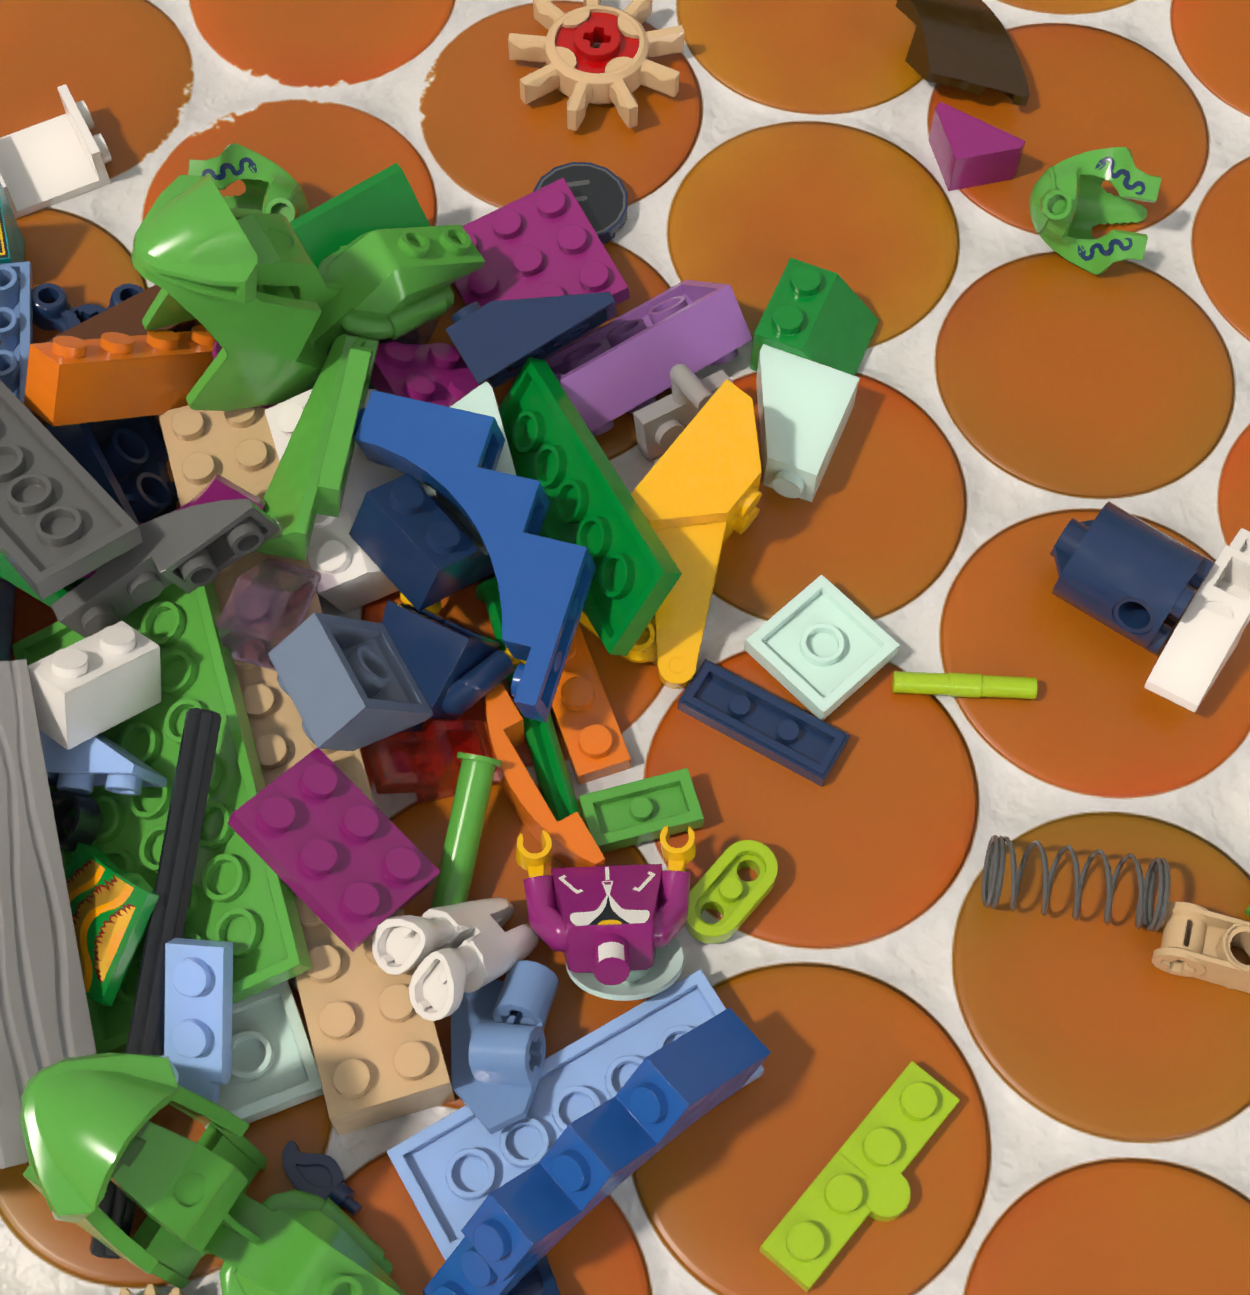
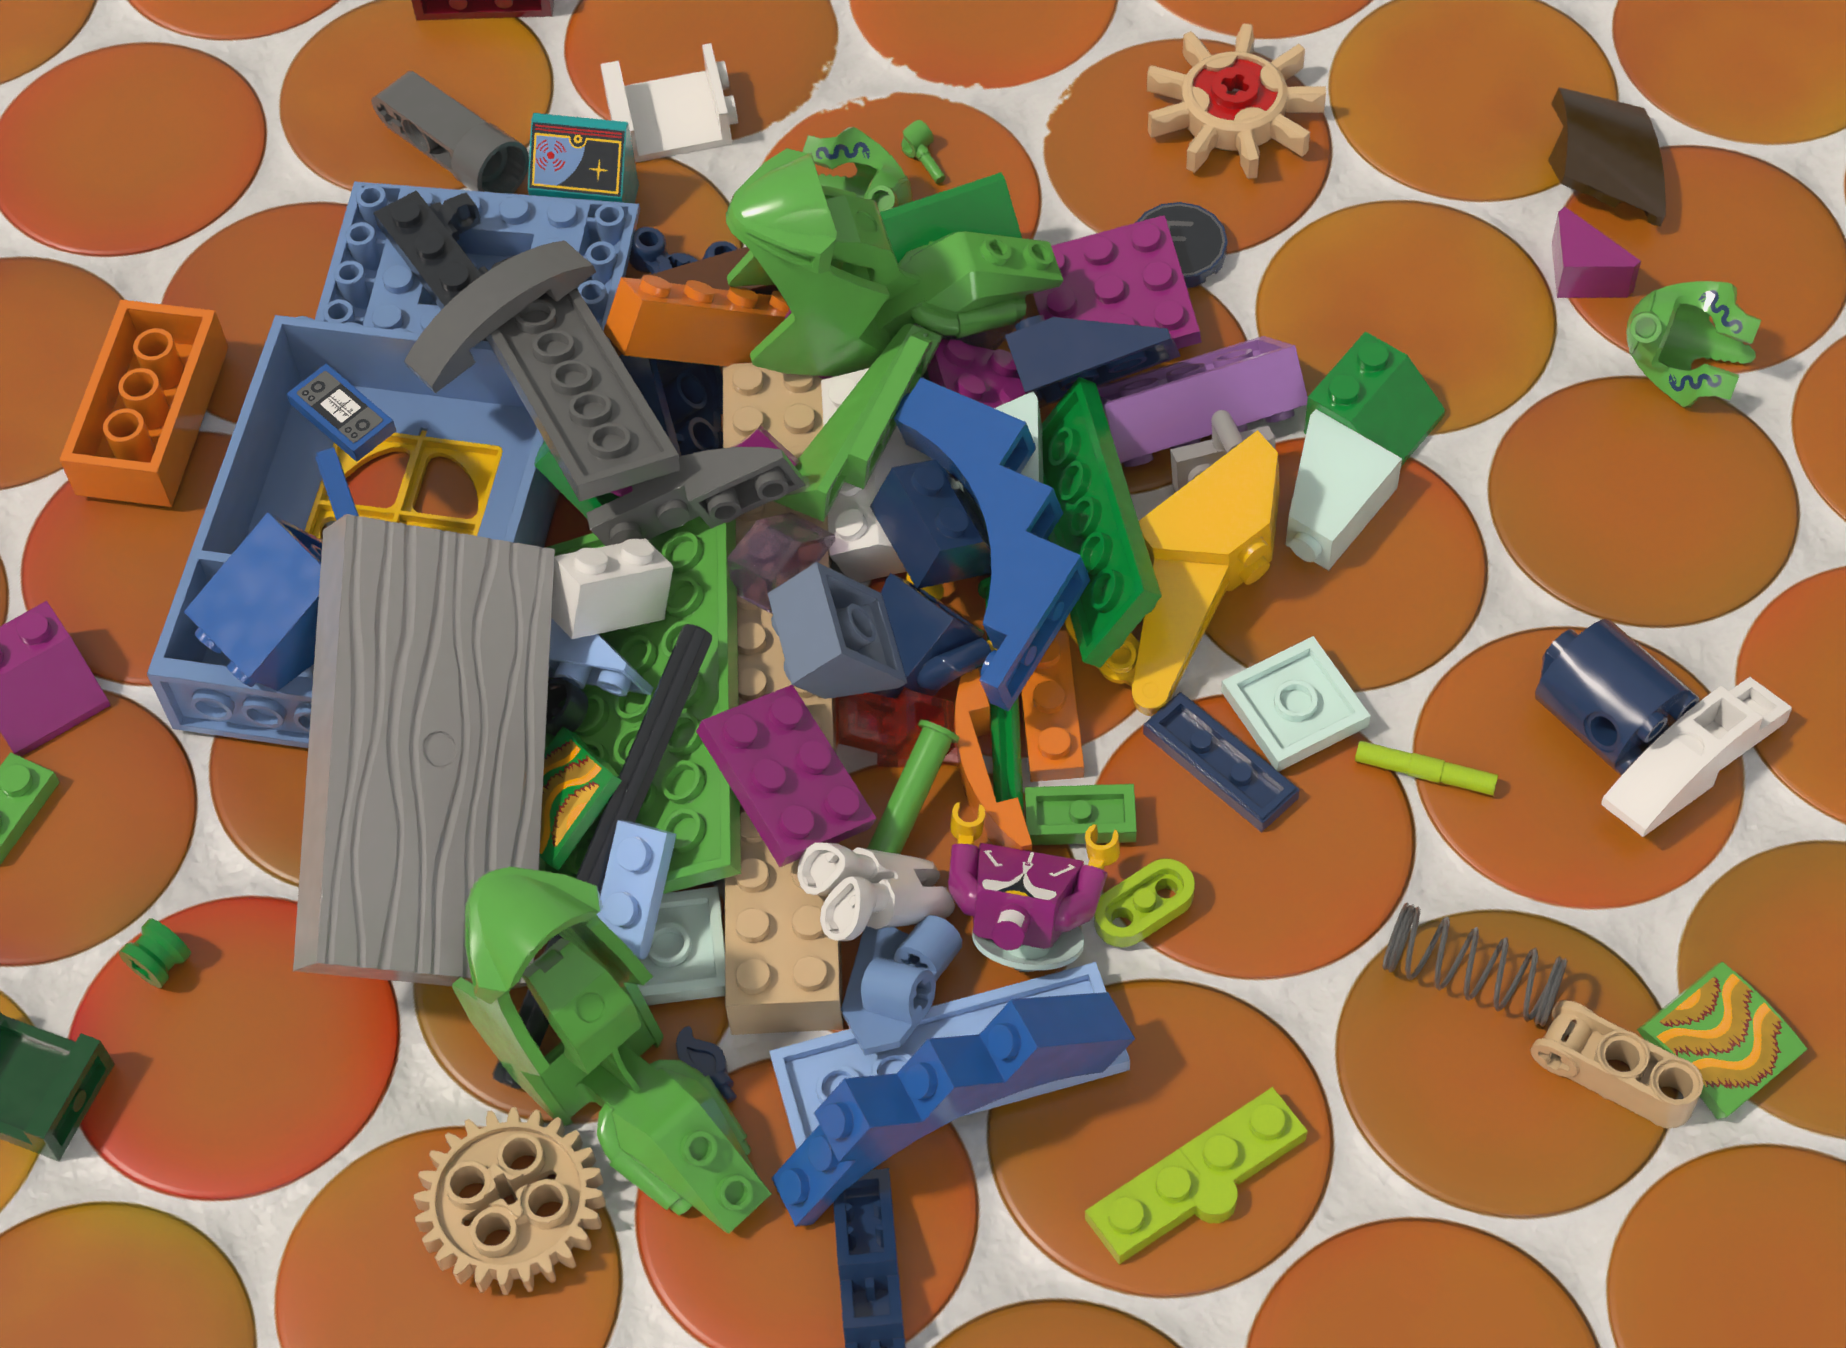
camera: 20 degrees right, 5 degrees down
(295, 150) = (914, 143): none -> bright green hand

